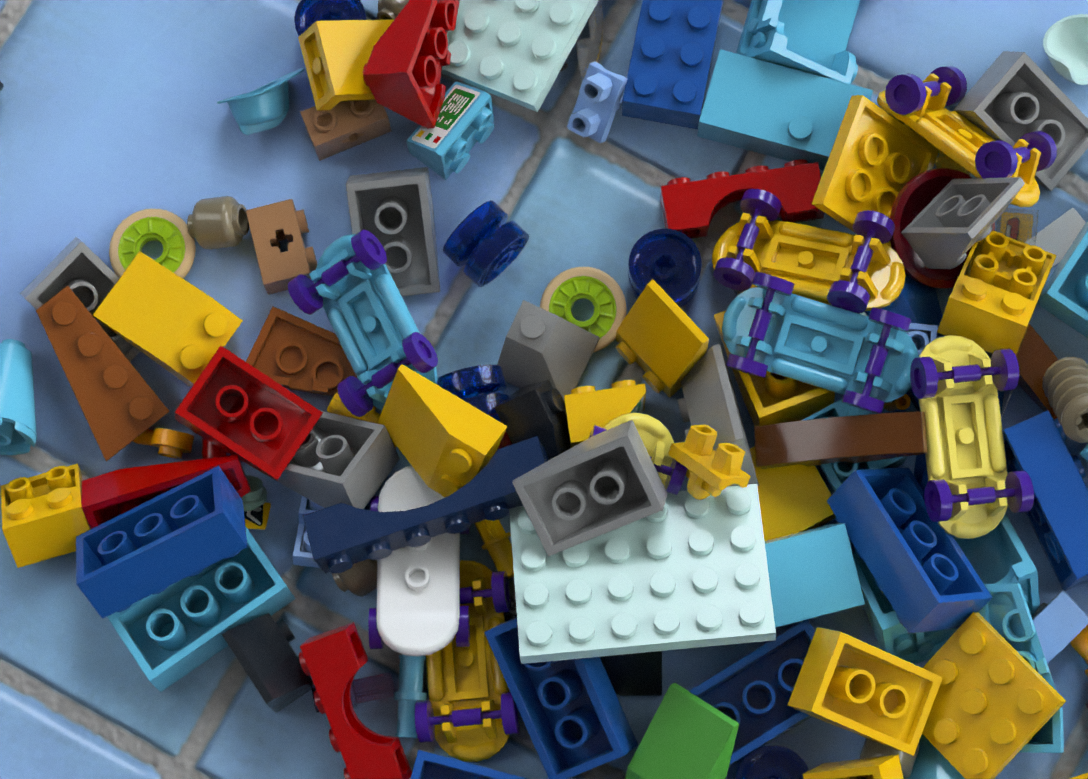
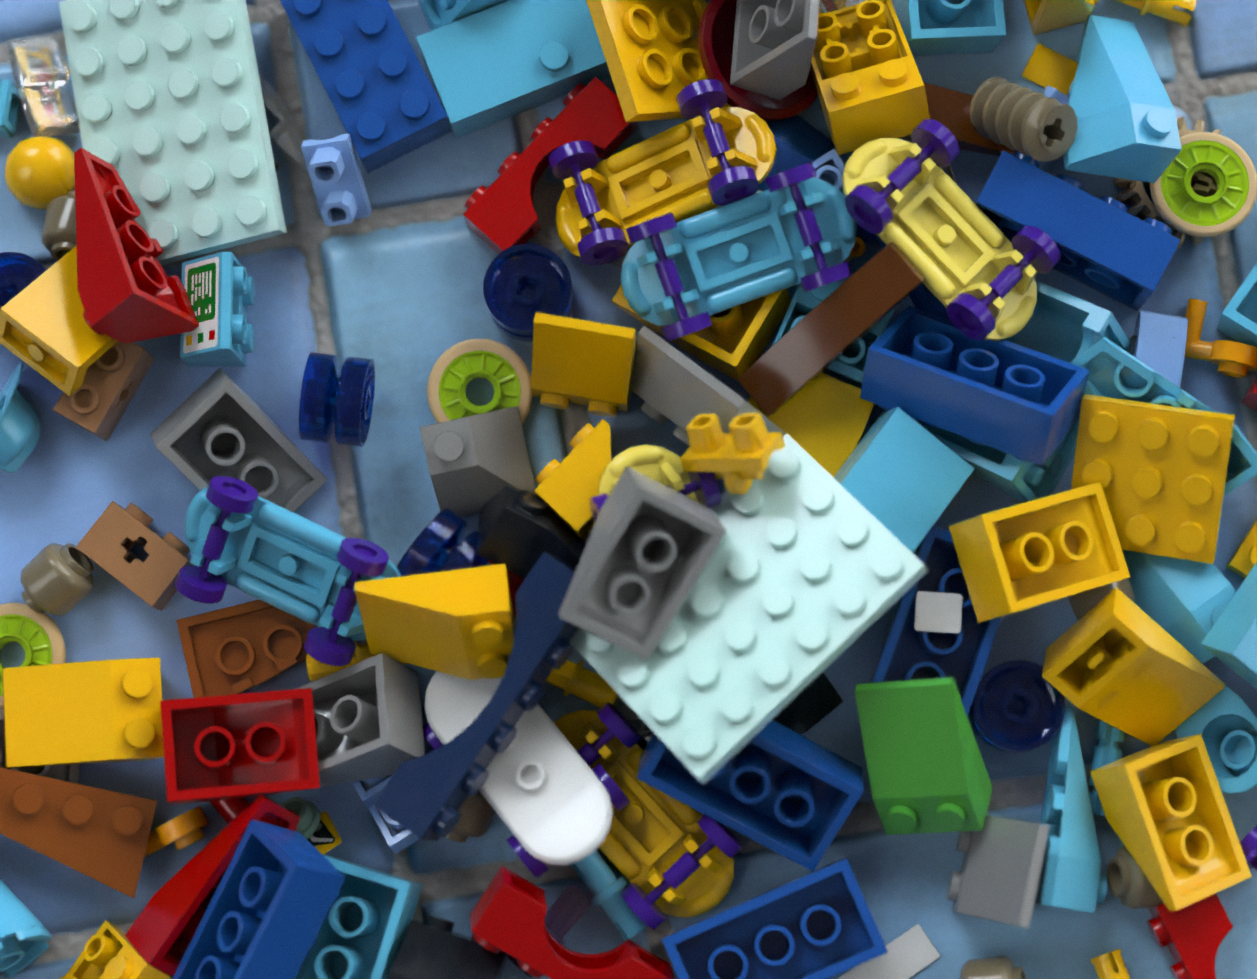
camera: 35 degrees left, 5 degrees up
(767, 680) = (938, 612): none -> white sticker

